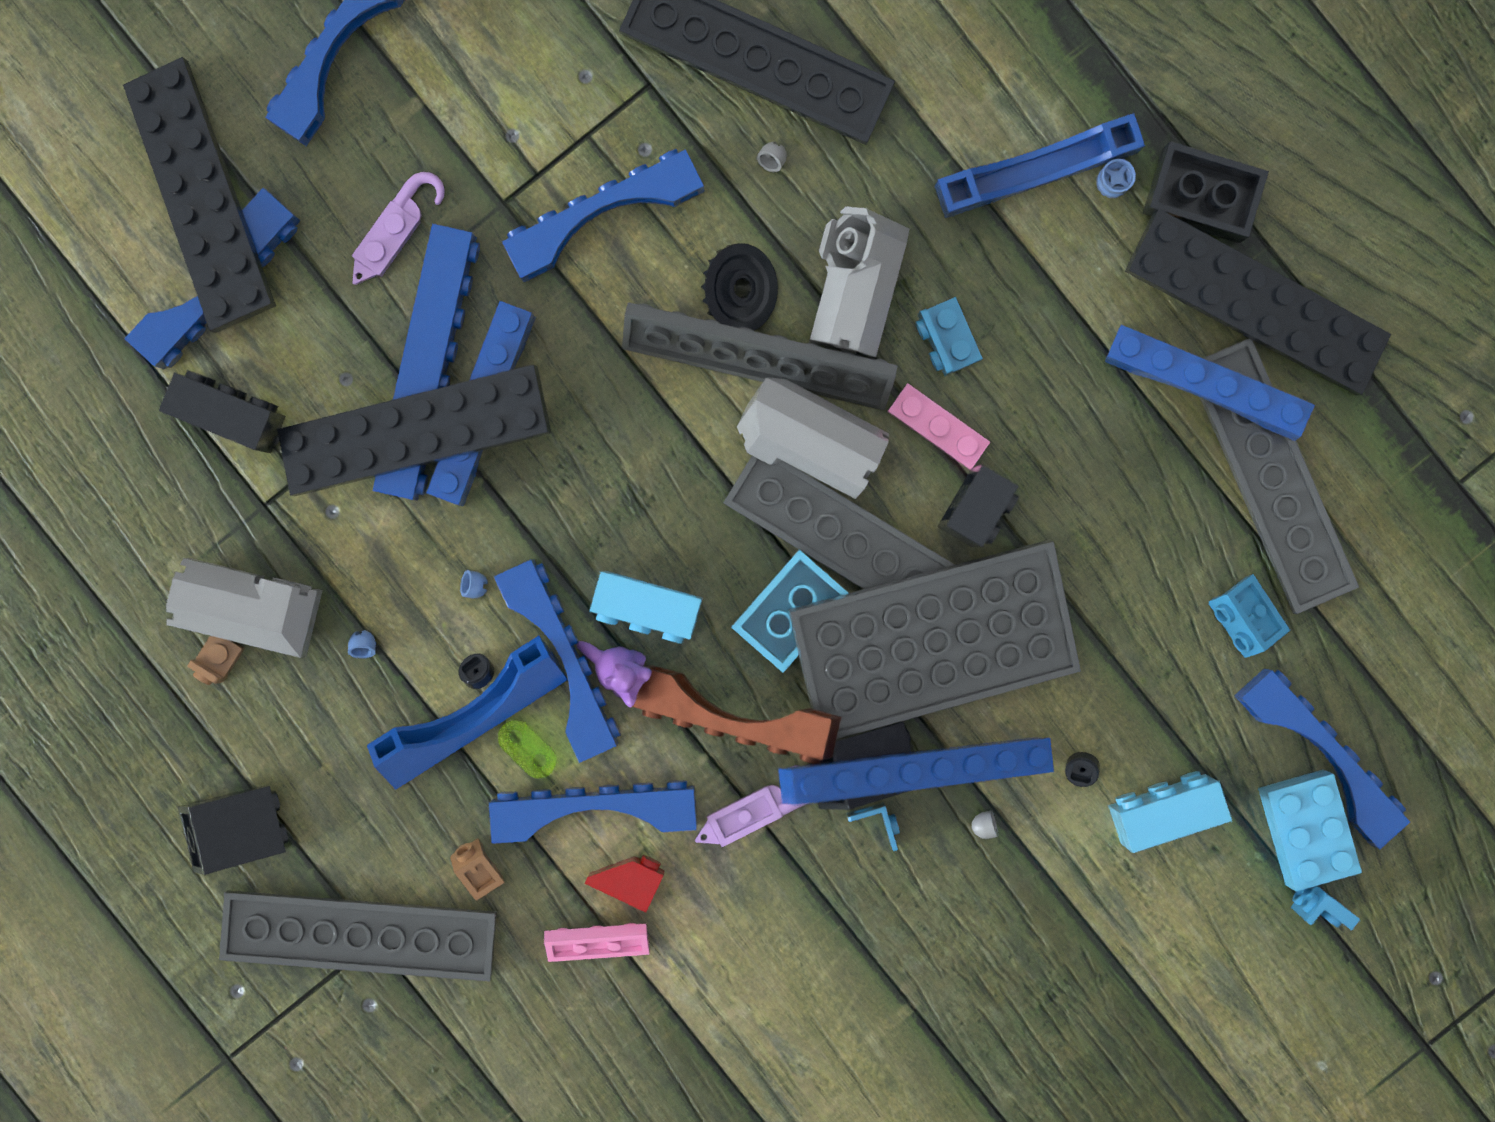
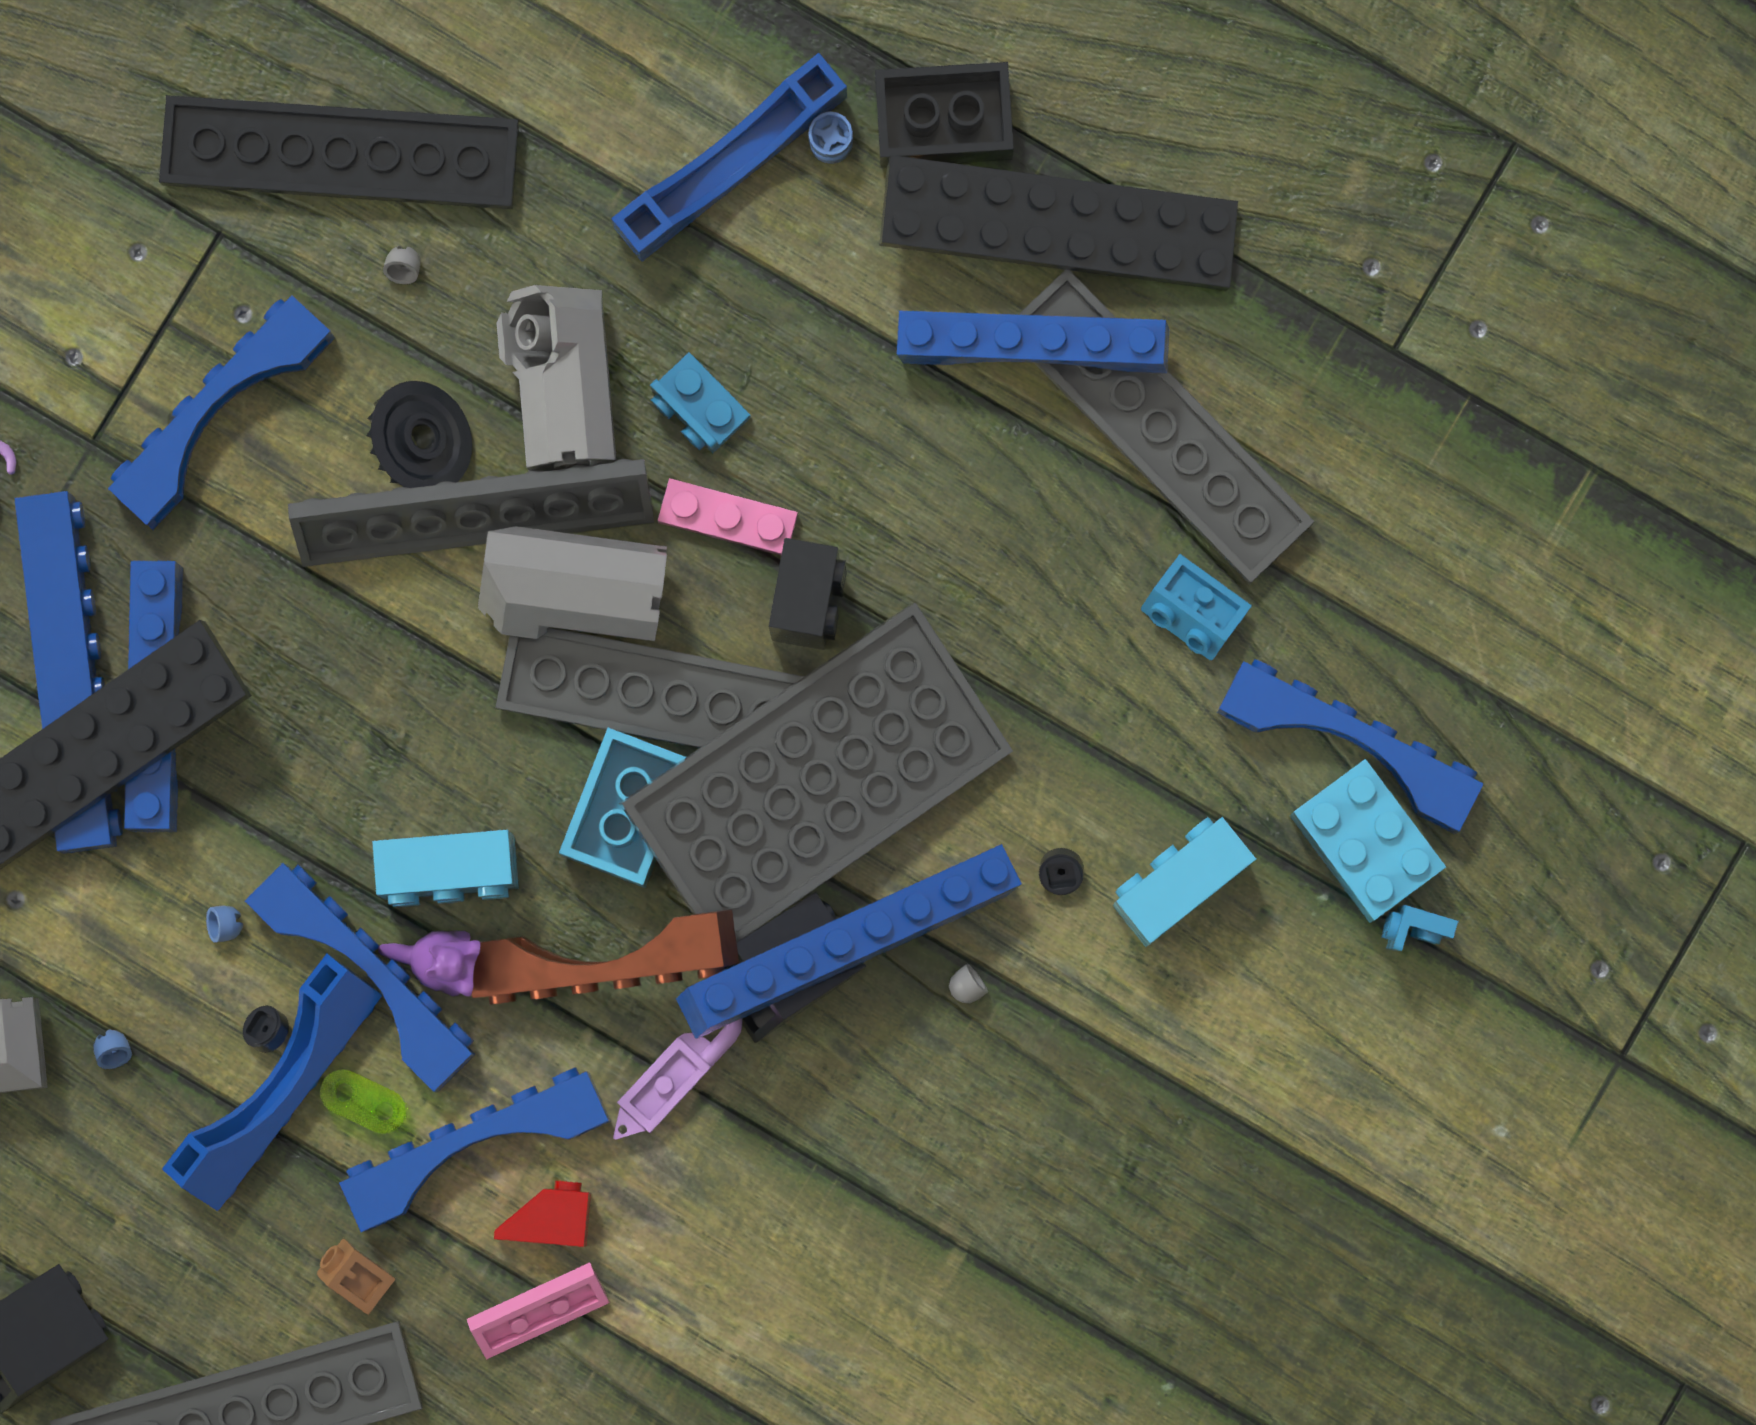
camera: 20 degrees left, 5 degrees down
(889, 820) = (846, 1024): dark azure bracket -> none

